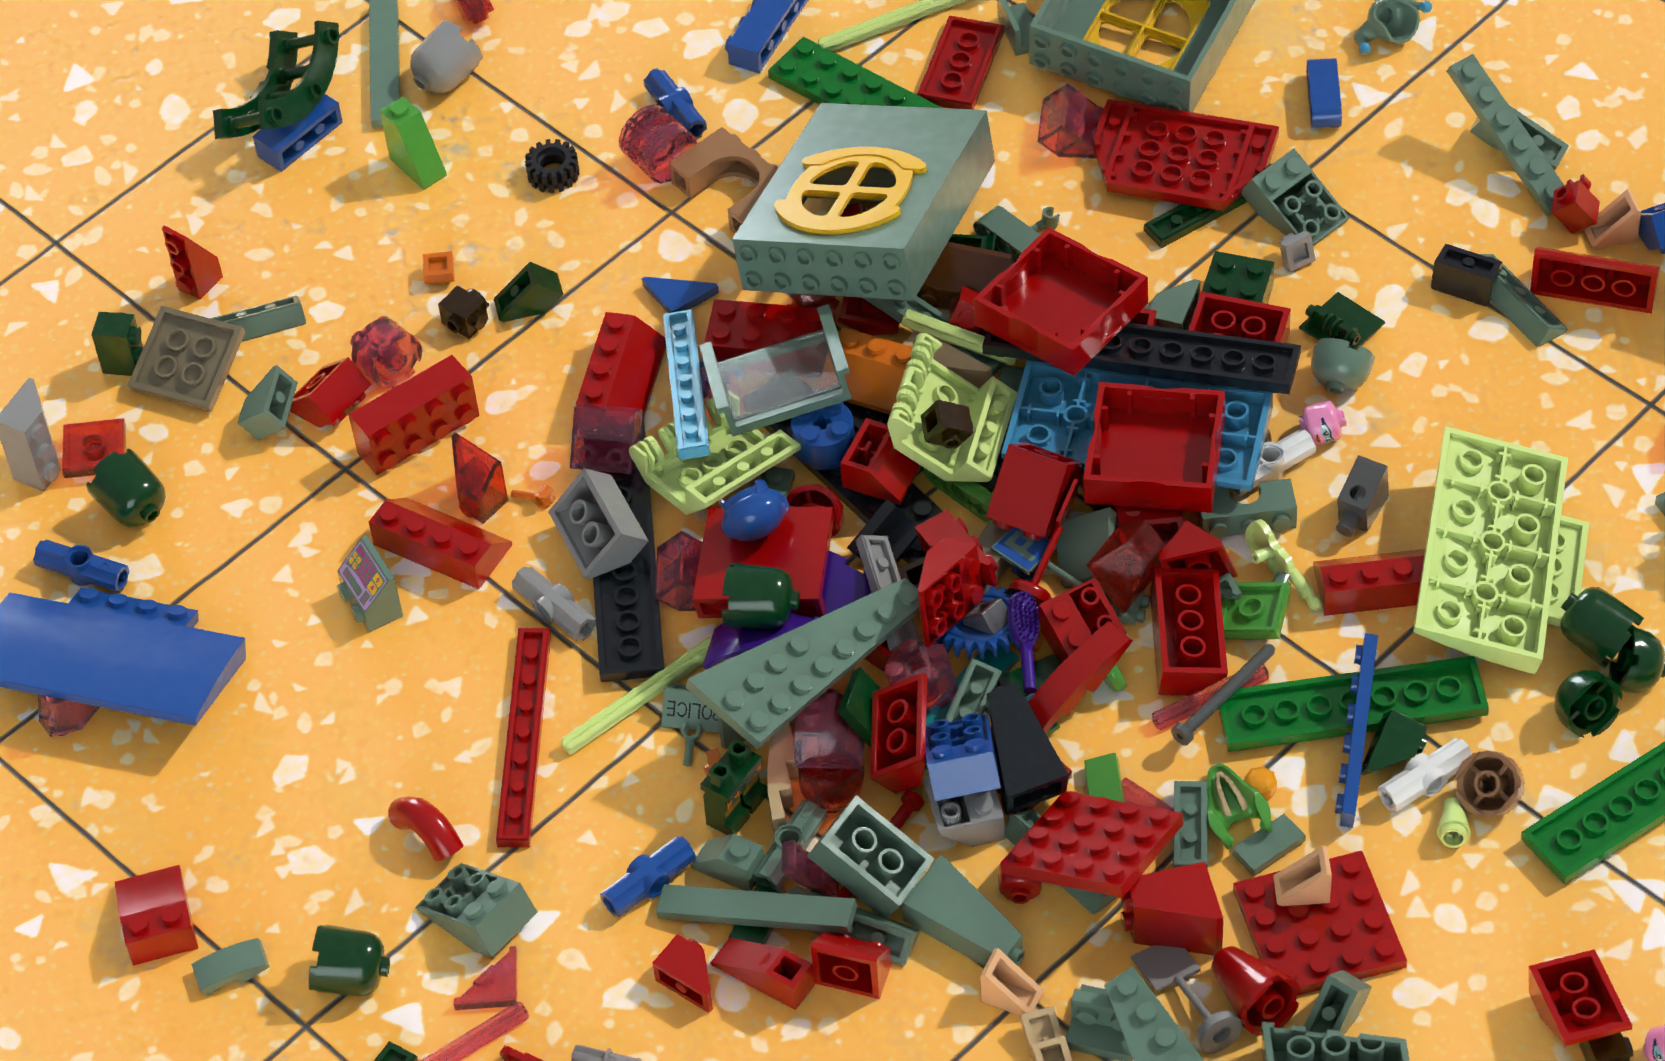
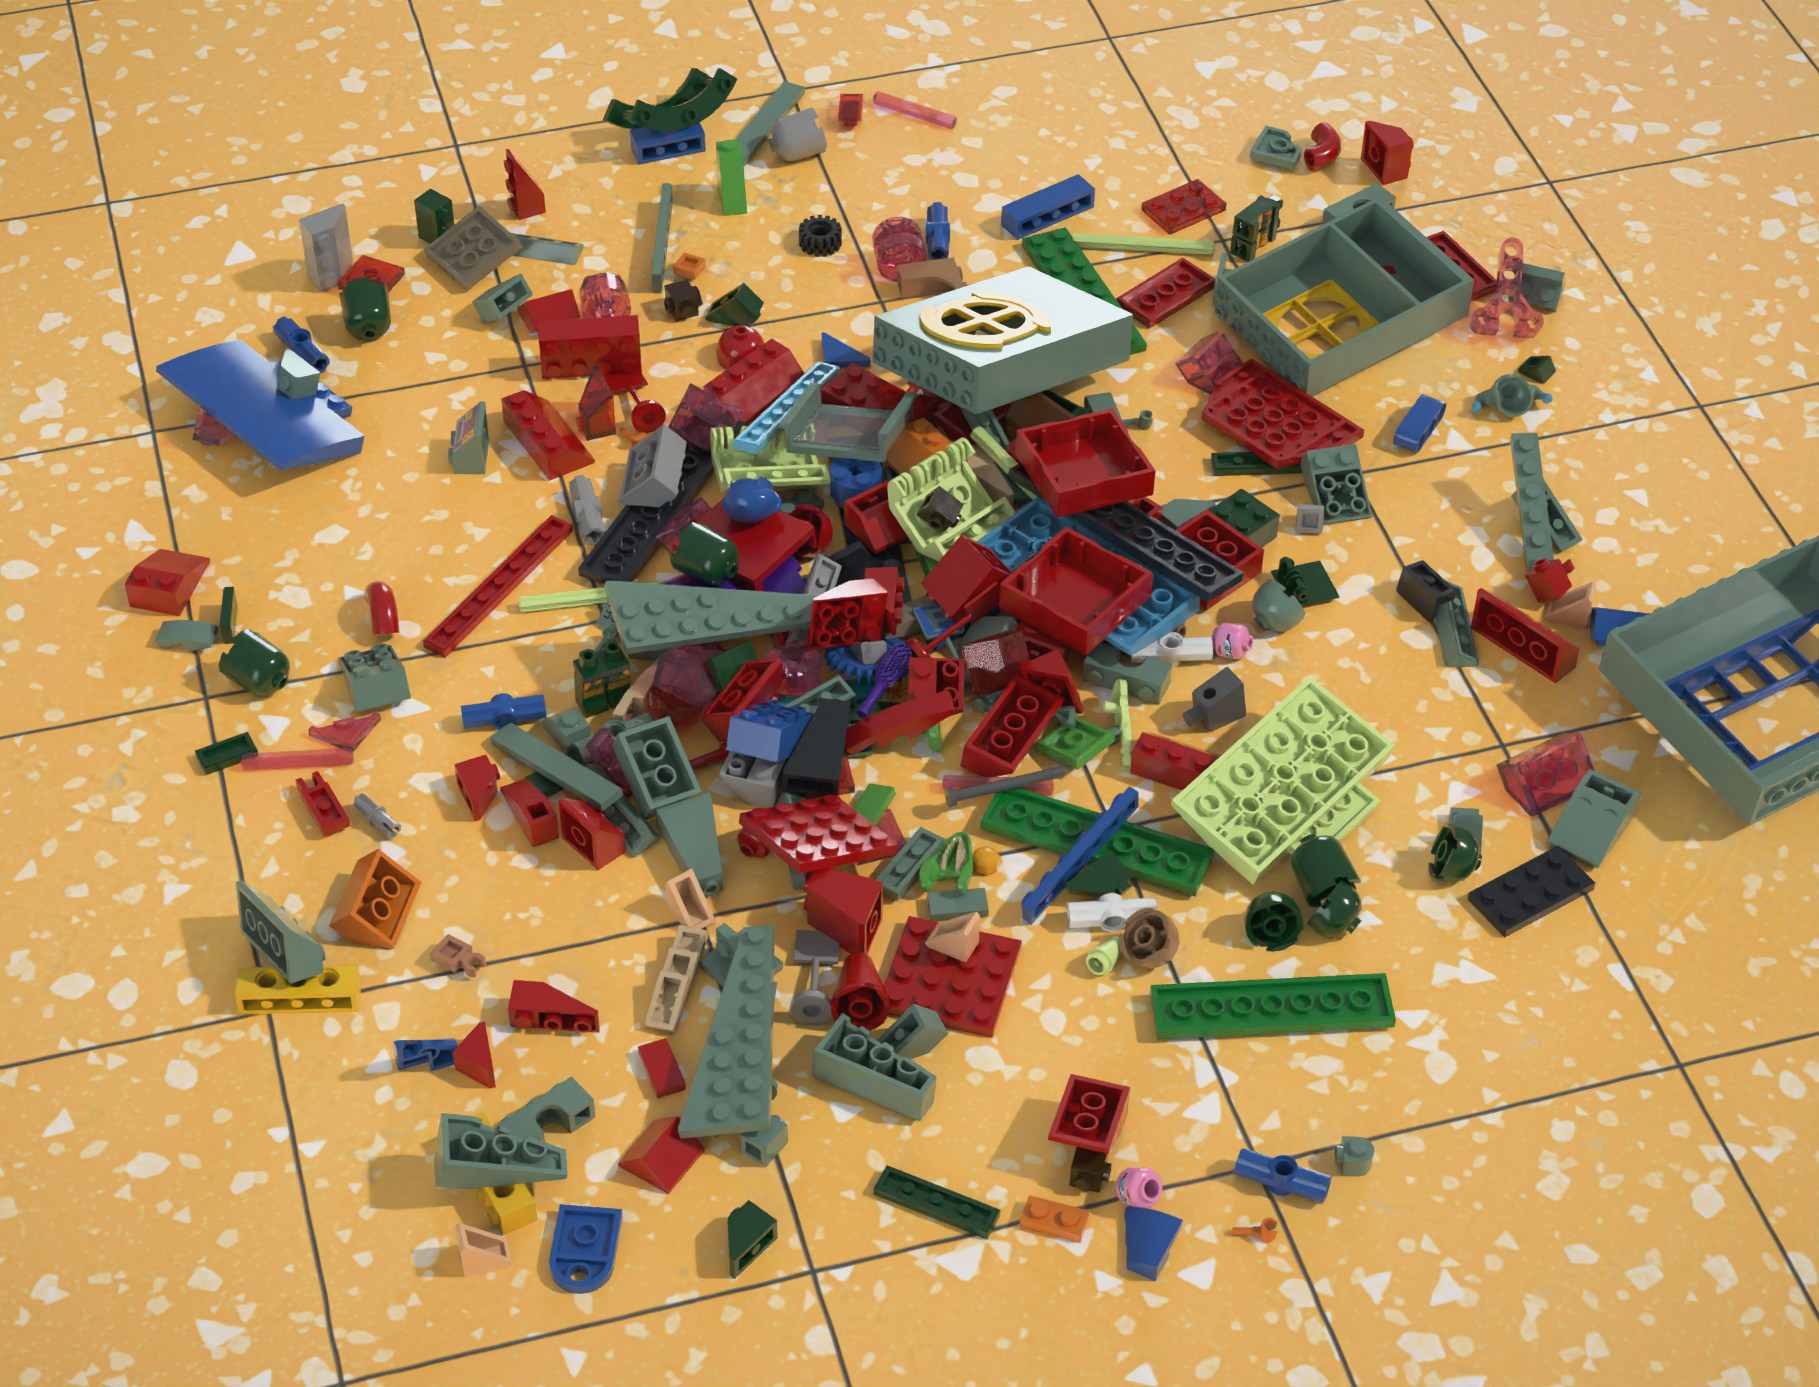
camera: 25 degrees right, 5 degrees down
(118, 606) = (297, 377): none -> sand green slope
(261, 919) = (228, 614): none -> dark green tile
(384, 248) = (662, 237): none -> sand green tile
(534, 463) = (647, 414): none -> red piece
(569, 338) = (736, 344): none -> red cylinder

